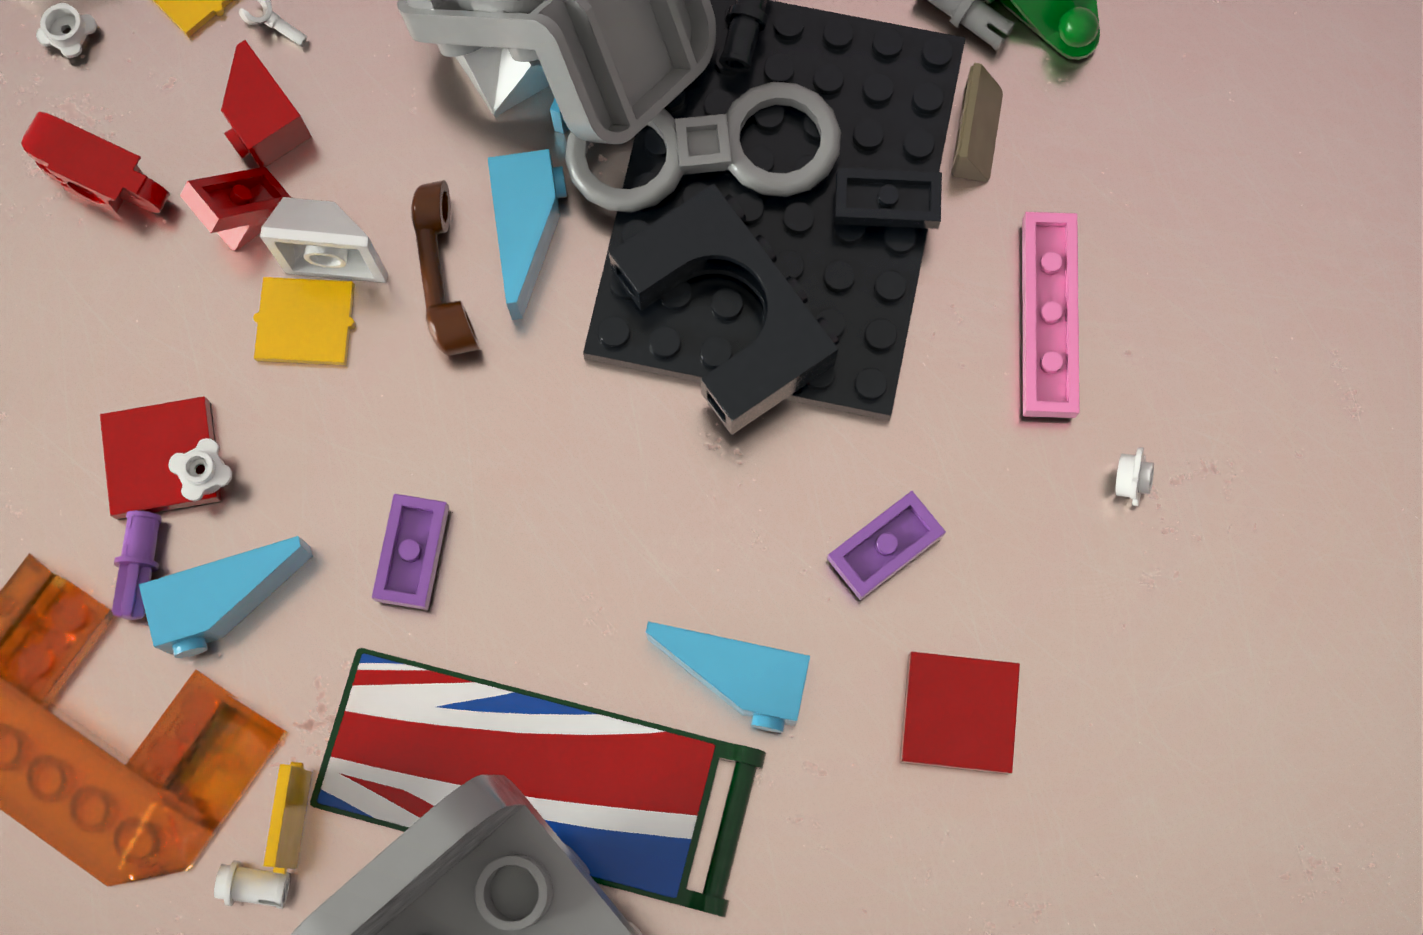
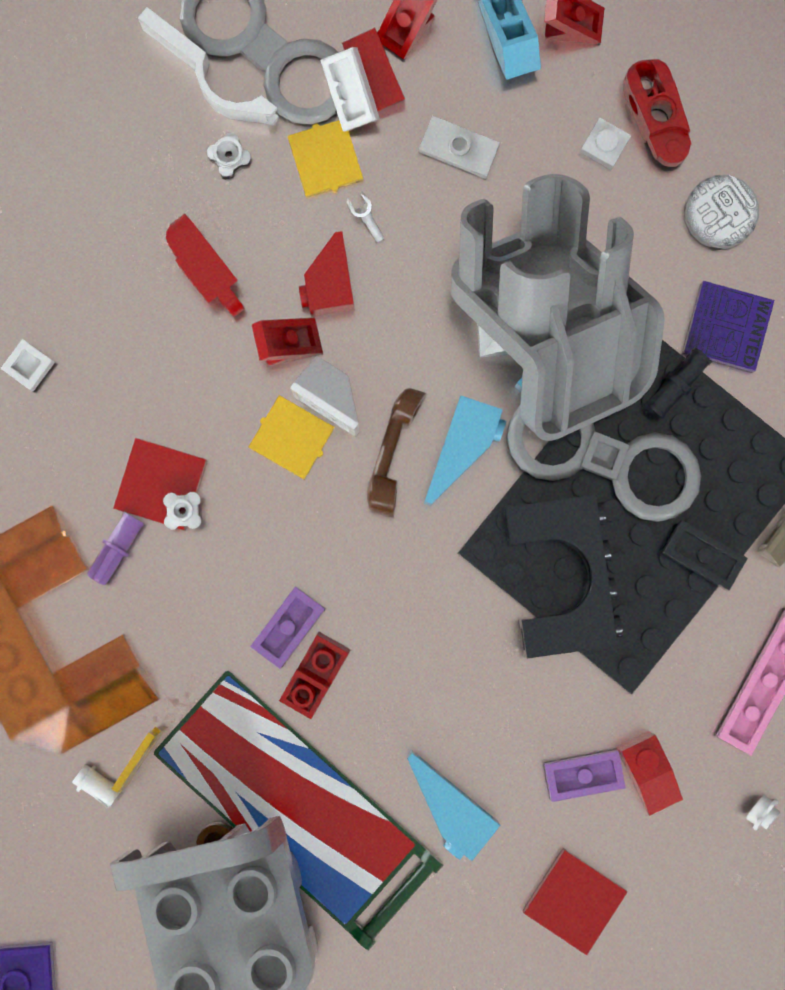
camera: 25 degrees right, 10 degrees up
(213, 598) = (147, 596): medium azure slope -> none
(476, 596) = (314, 675): none -> red slope
(968, 498) = (650, 772): none -> red slope

